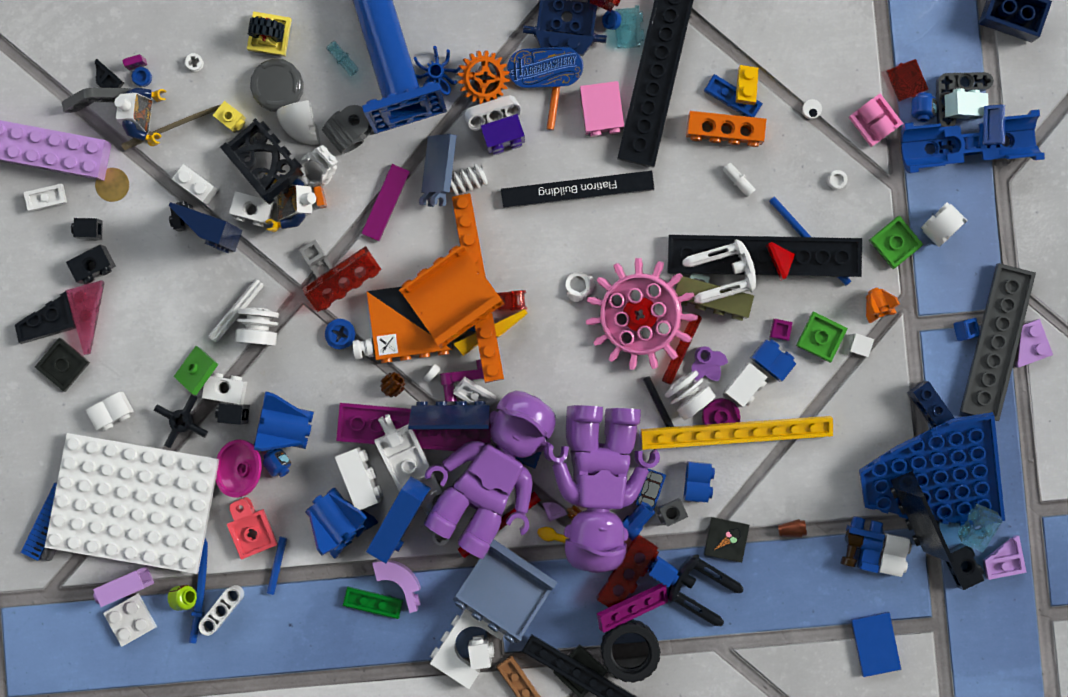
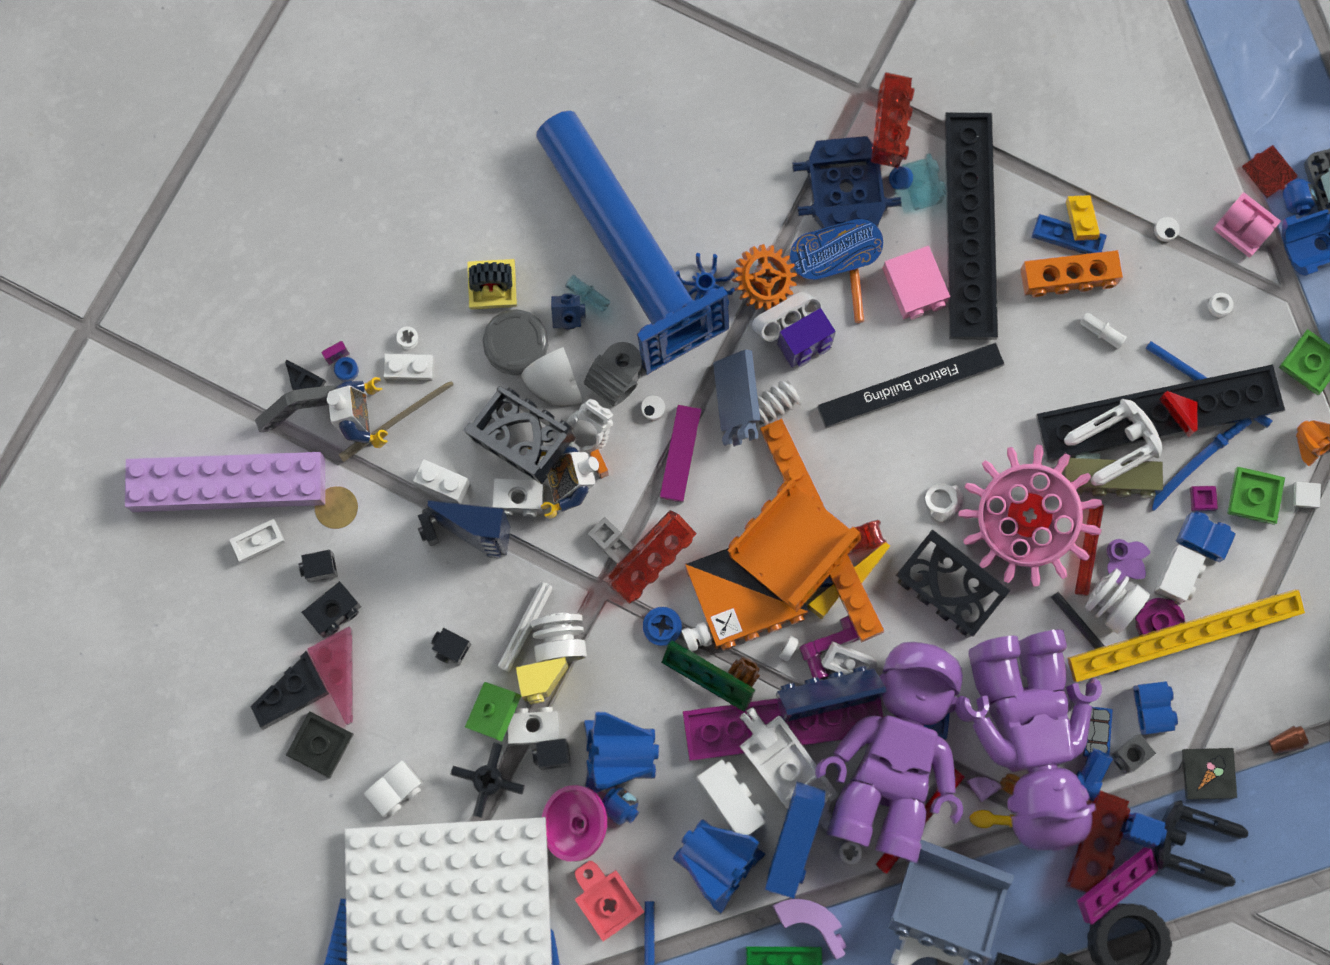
camera: 15 degrees left, 10 degrees down
(175, 313) = (449, 646): none -> black brick
(190, 86) = (408, 367): none -> white plate
(229, 117) = (466, 392): light yellow brick -> none
(235, 355) = (540, 679): none -> light yellow slope
(322, 70) = (567, 311): none -> dark blue brick
(364, 380) = (708, 676): none -> dark green tile
(372, 161) = (653, 407): none -> white tile
(594, 359) = (986, 585): none -> black fence
(806, 288) = (1220, 441): none -> blue sword

